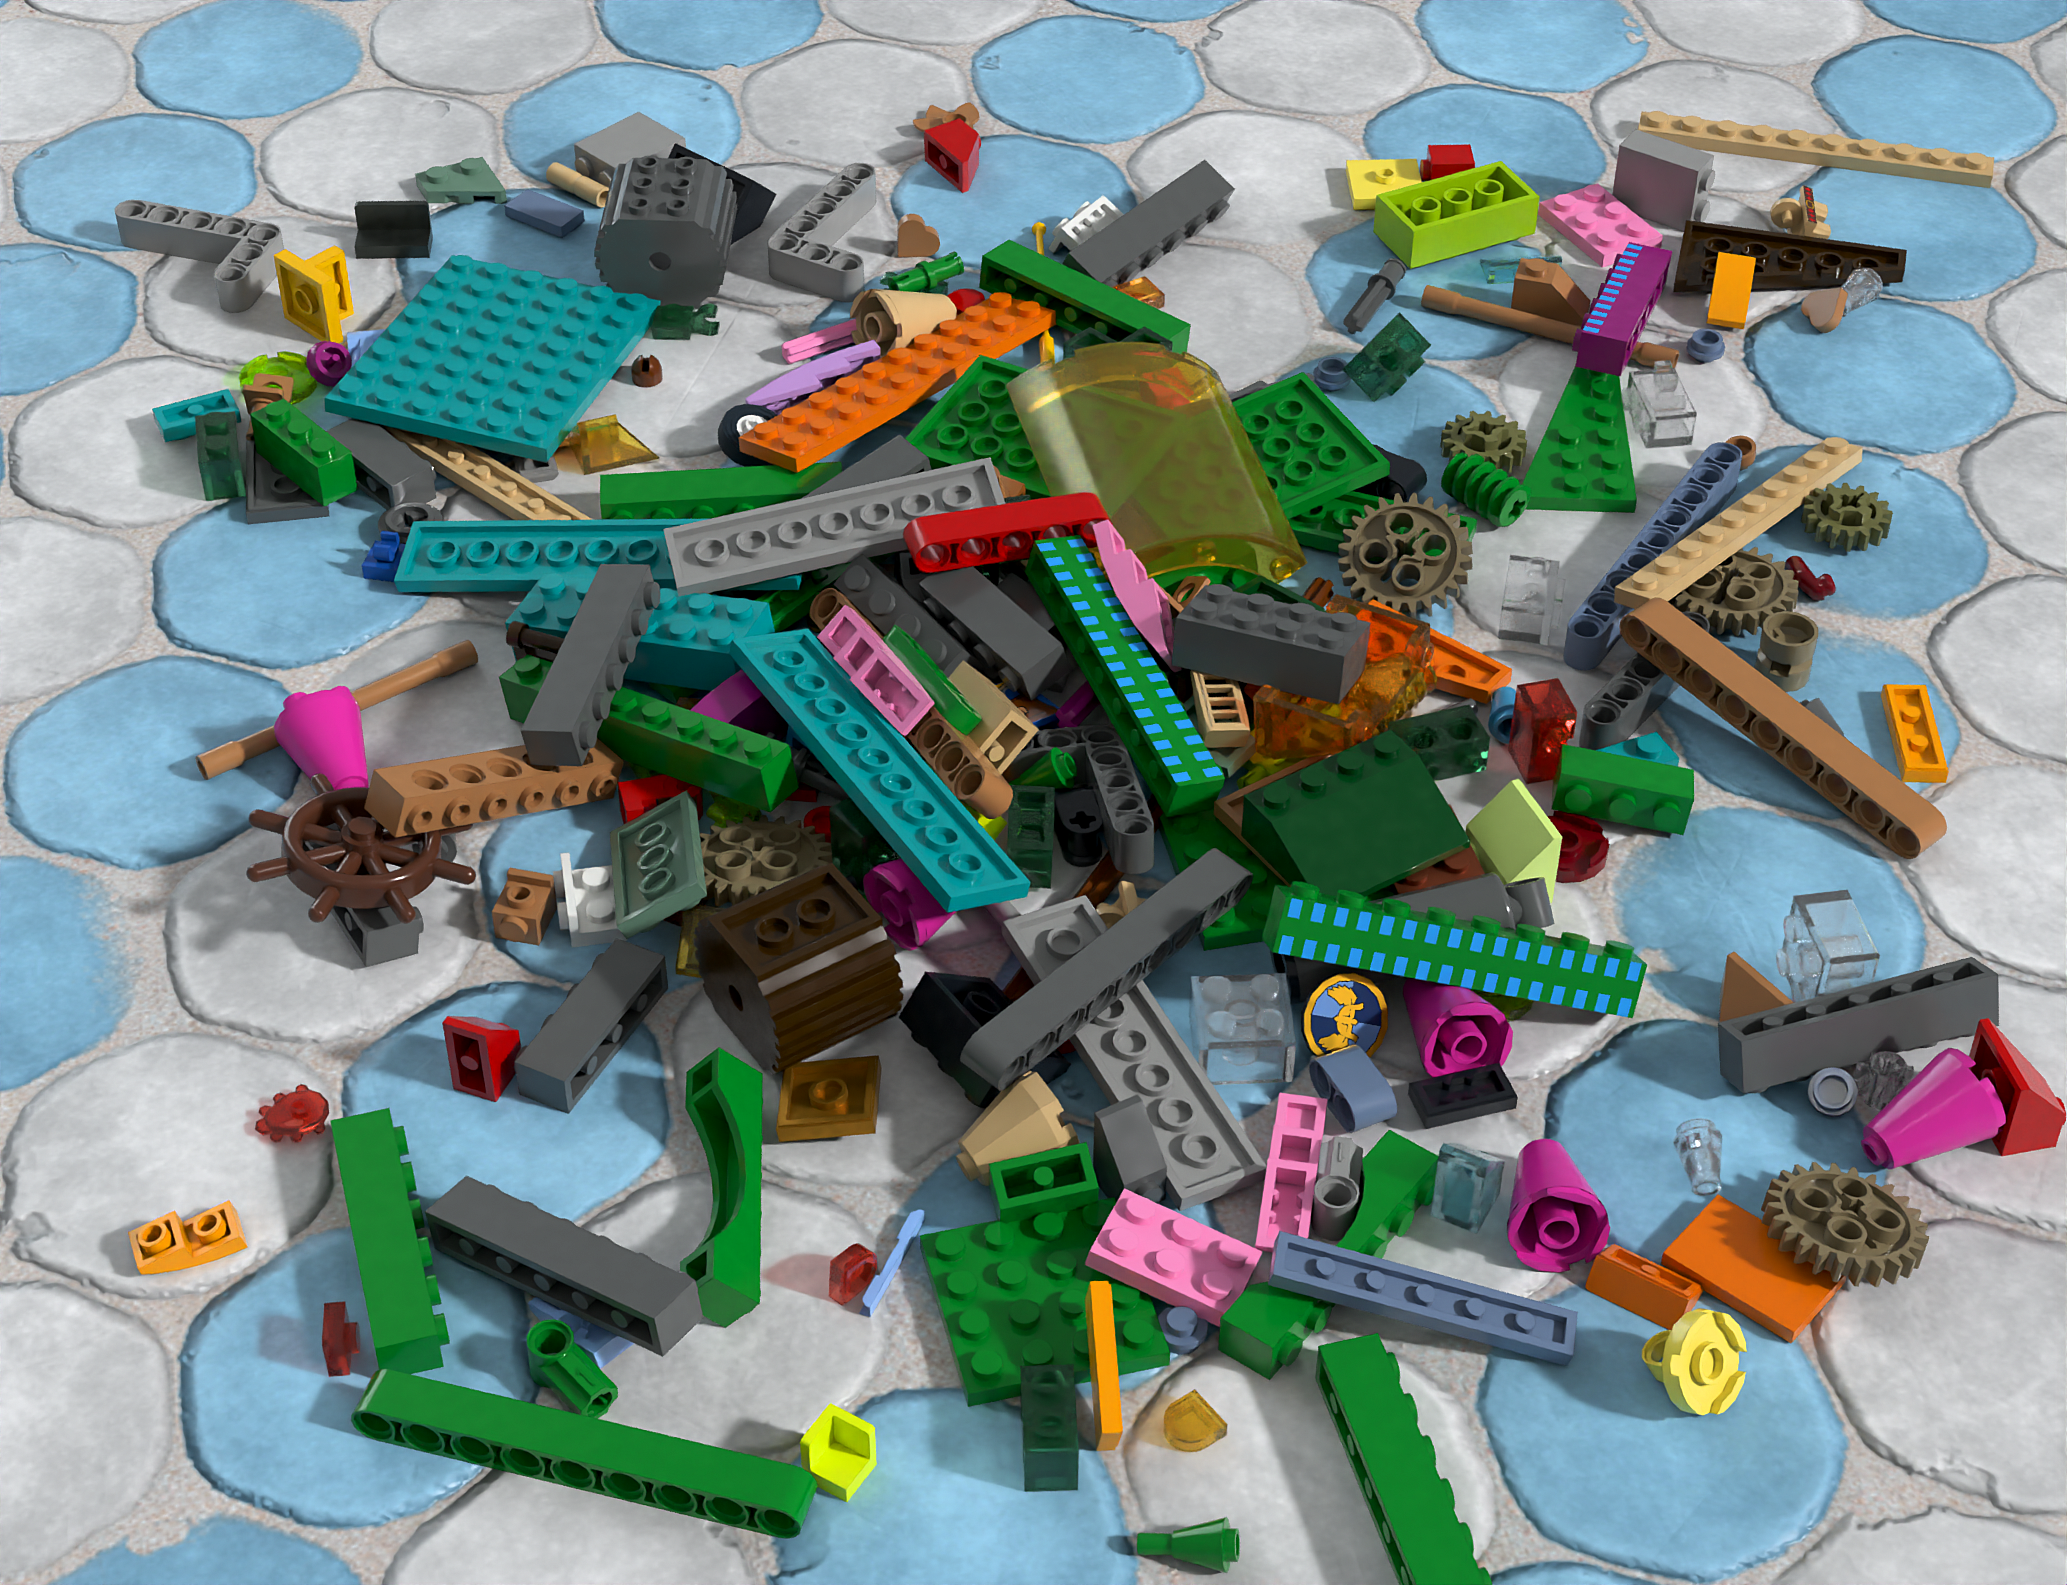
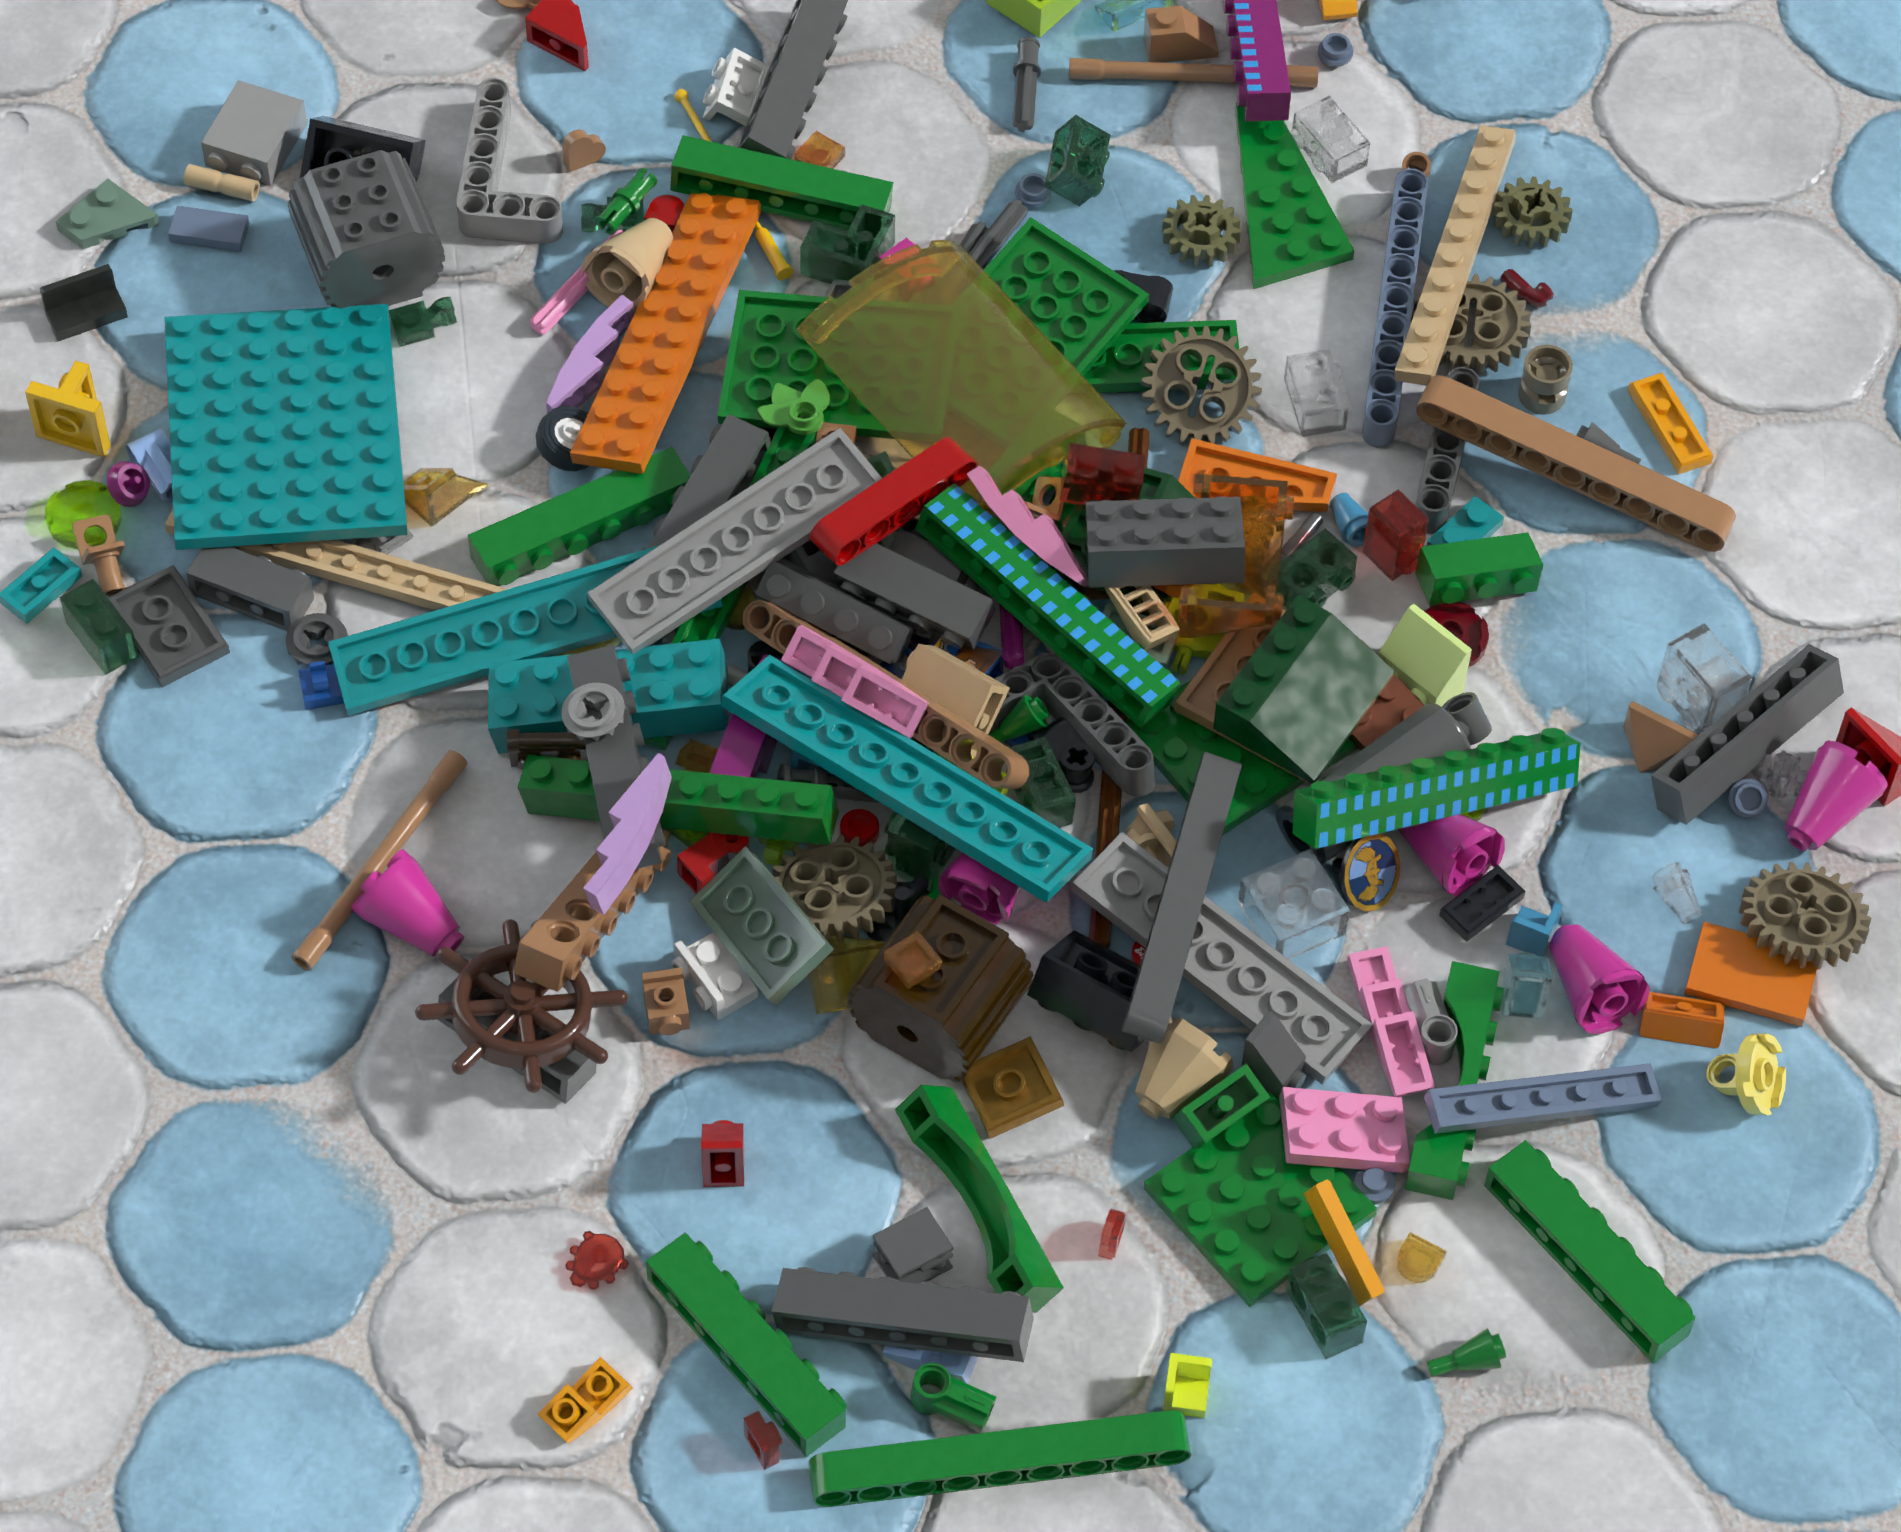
camera: 25 degrees left, 15 degrees up
(304, 452) = (183, 601): green brick -> none
(540, 716) = (634, 825): none -> lavender slope
(572, 613) = (596, 696): none -> light grey gear
(591, 1025) = (787, 1091): dark grey brick -> none
(625, 1205) = (913, 1249): none -> dark grey piece
(646, 371) = (413, 392): reddish brown hinge -> none
(757, 903) = (912, 959): none -> clear orange plate
(881, 1282) = (1133, 1235): light blue piece -> none
(943, 692) = (927, 687): green beam -> none
(972, 448) = (795, 409): none -> bright green plate
(1240, 567) = (1100, 475): none -> clear red brick
(1354, 1088) = (1401, 927): sand blue beam -> none
(1485, 489) = (1229, 285): green piece -> none
(1507, 1135) = (1532, 930): none -> dark azure panel

